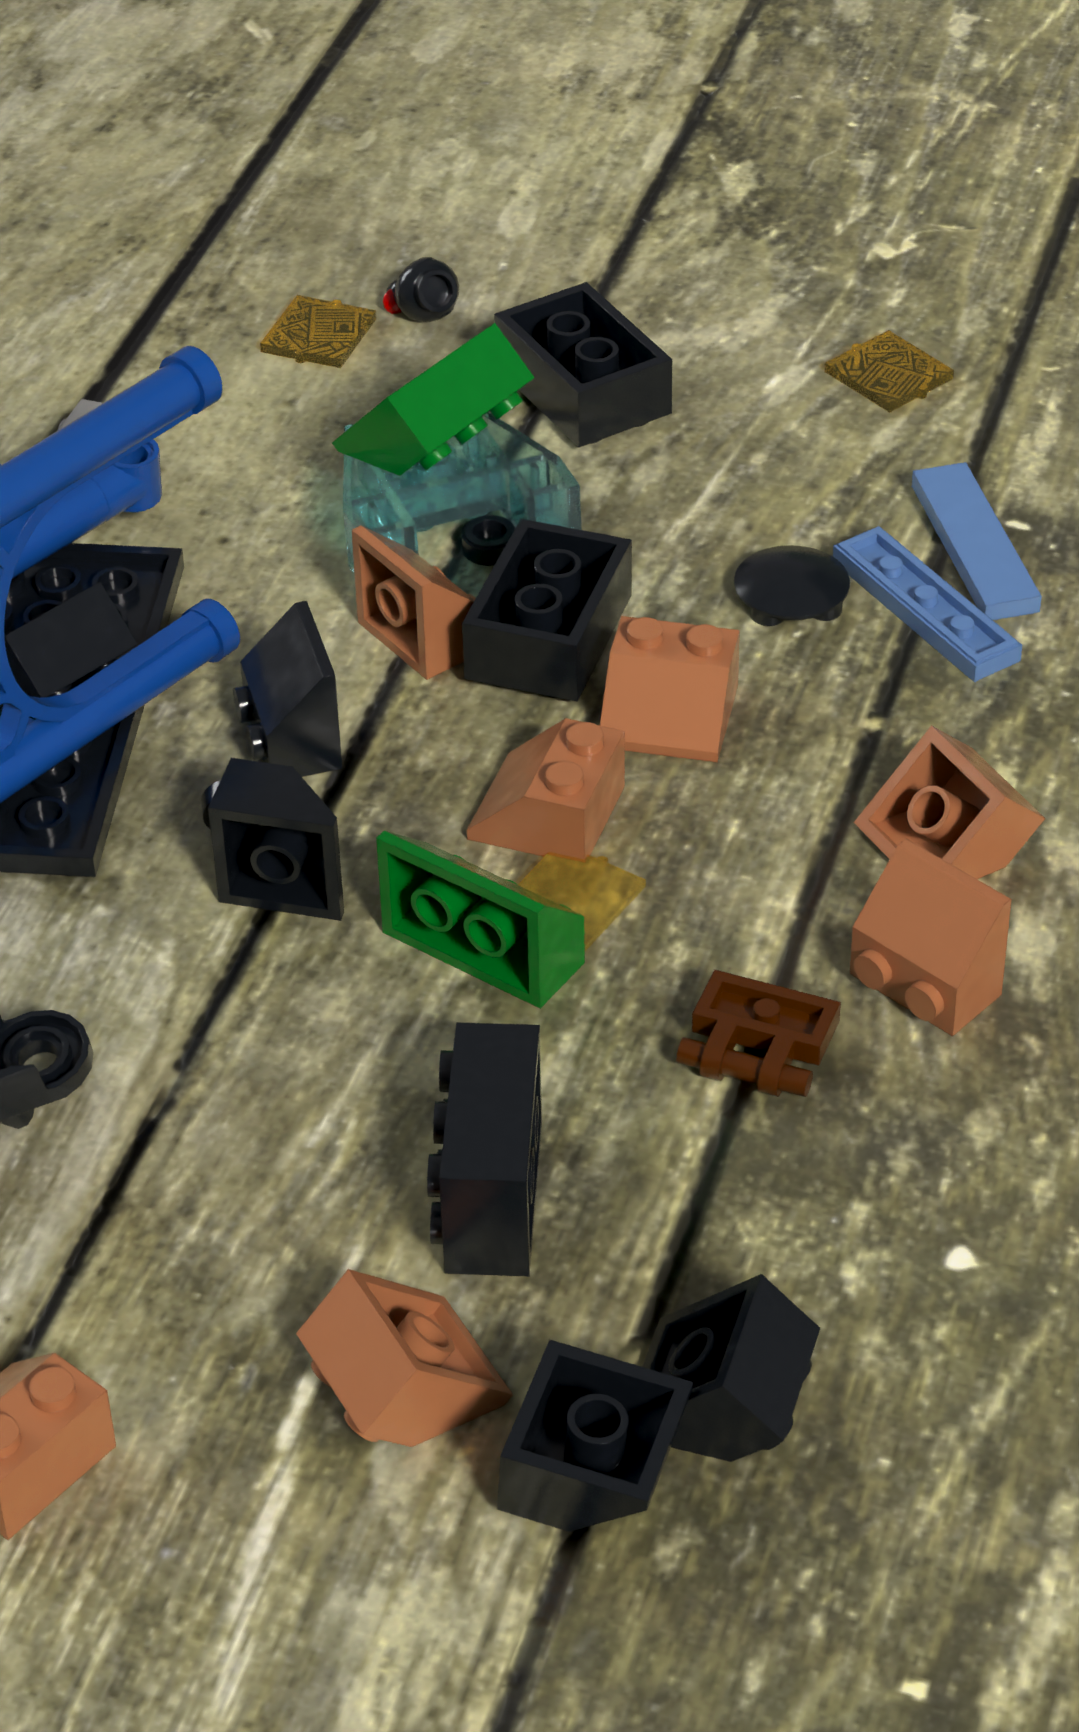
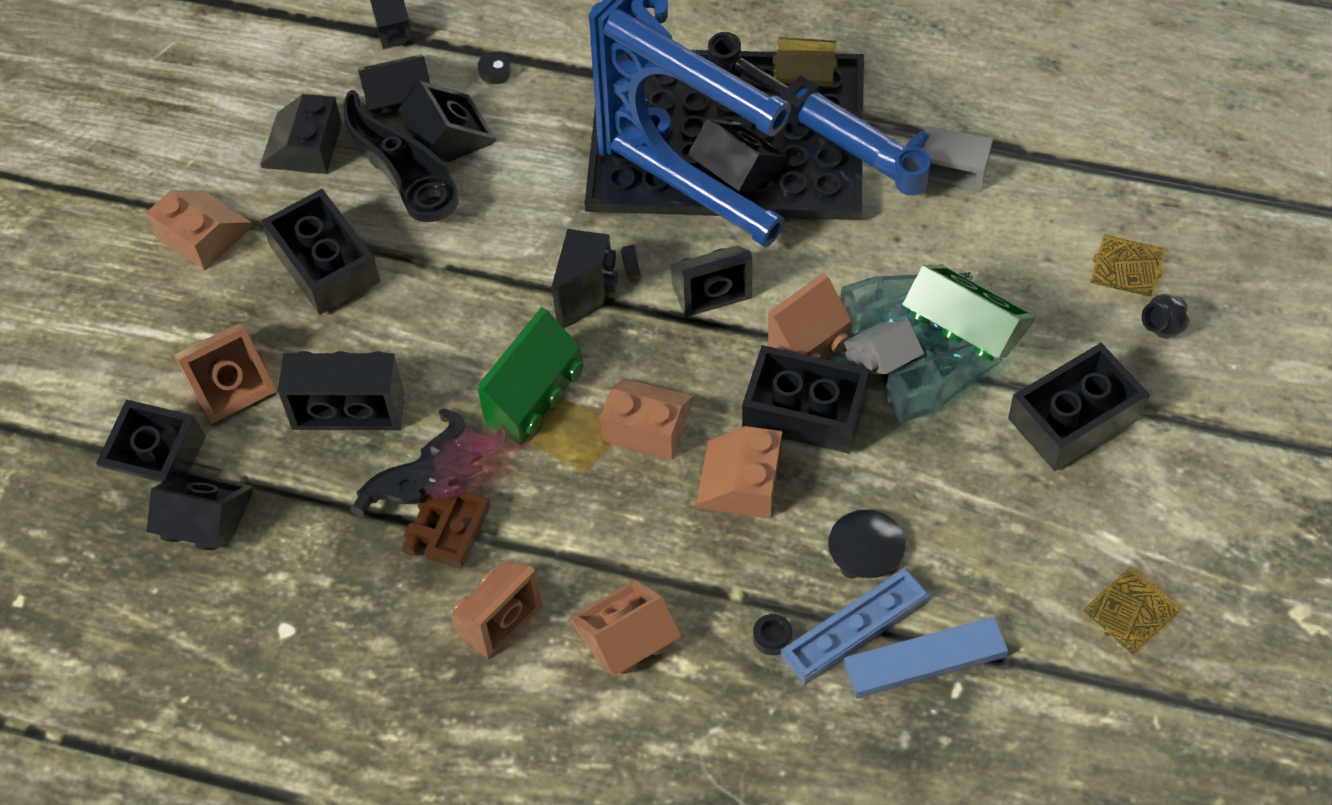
camera: 90 degrees right, 15 degrees up
(140, 1210) = (321, 251): none -> black brick
(473, 514) = (883, 347): none -> light grey brick
(653, 1036) = (441, 464): none -> piece
(945, 681) = (772, 634): none -> black tile

